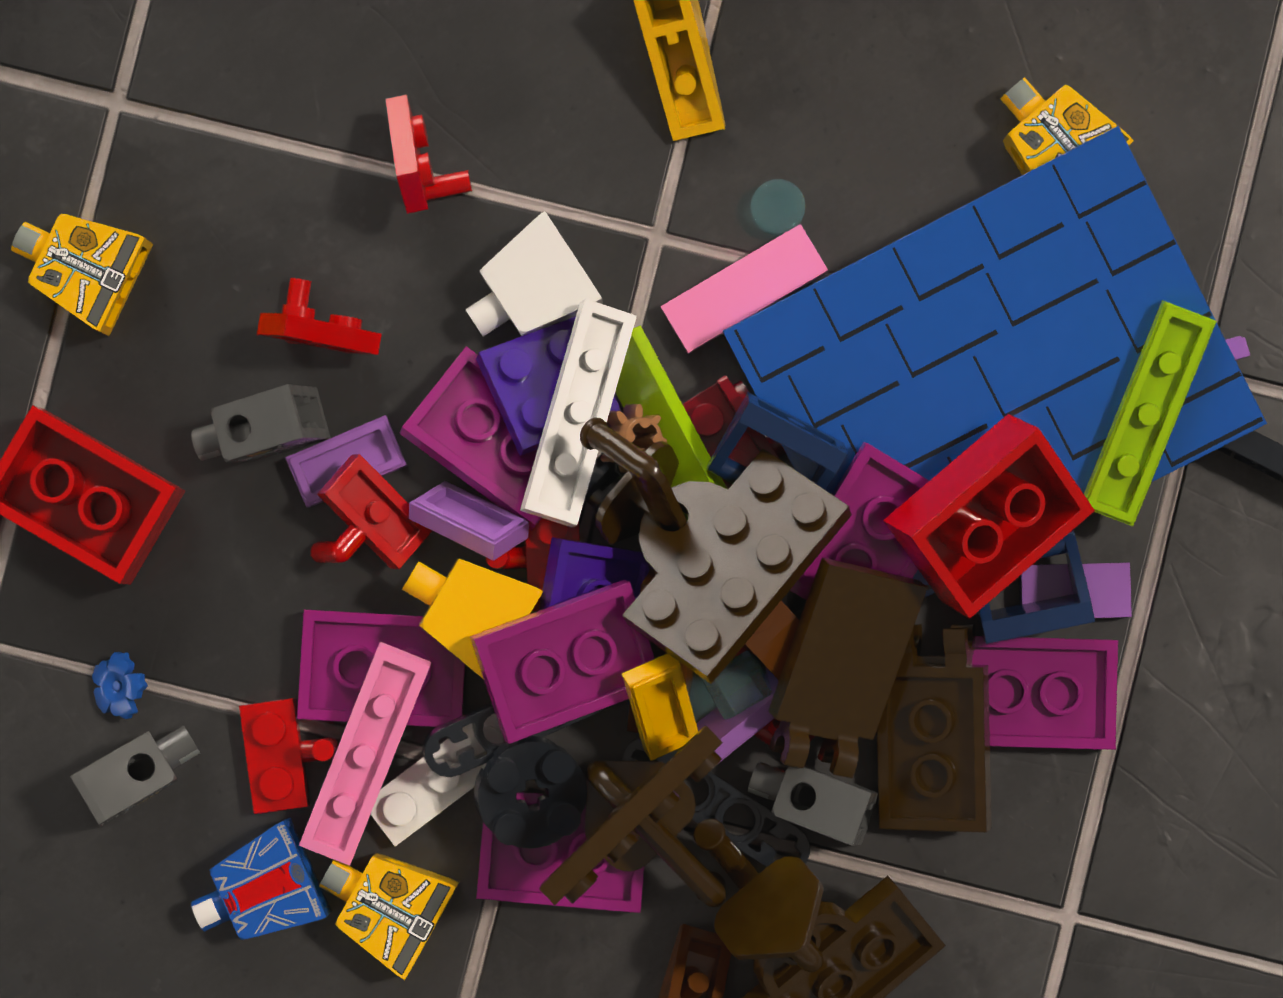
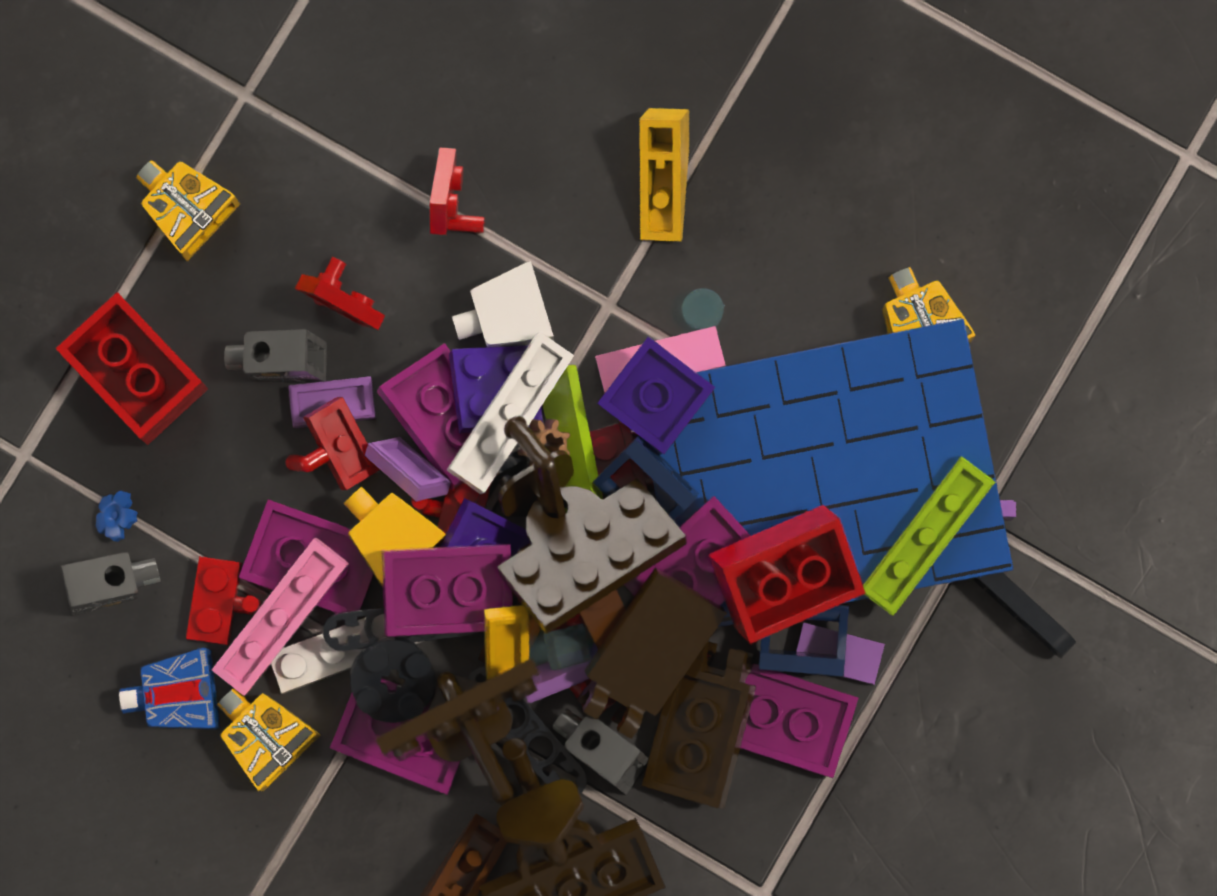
camera: 15 degrees right, 5 degrees down
(756, 336) = (656, 395): none -> dark purple plate

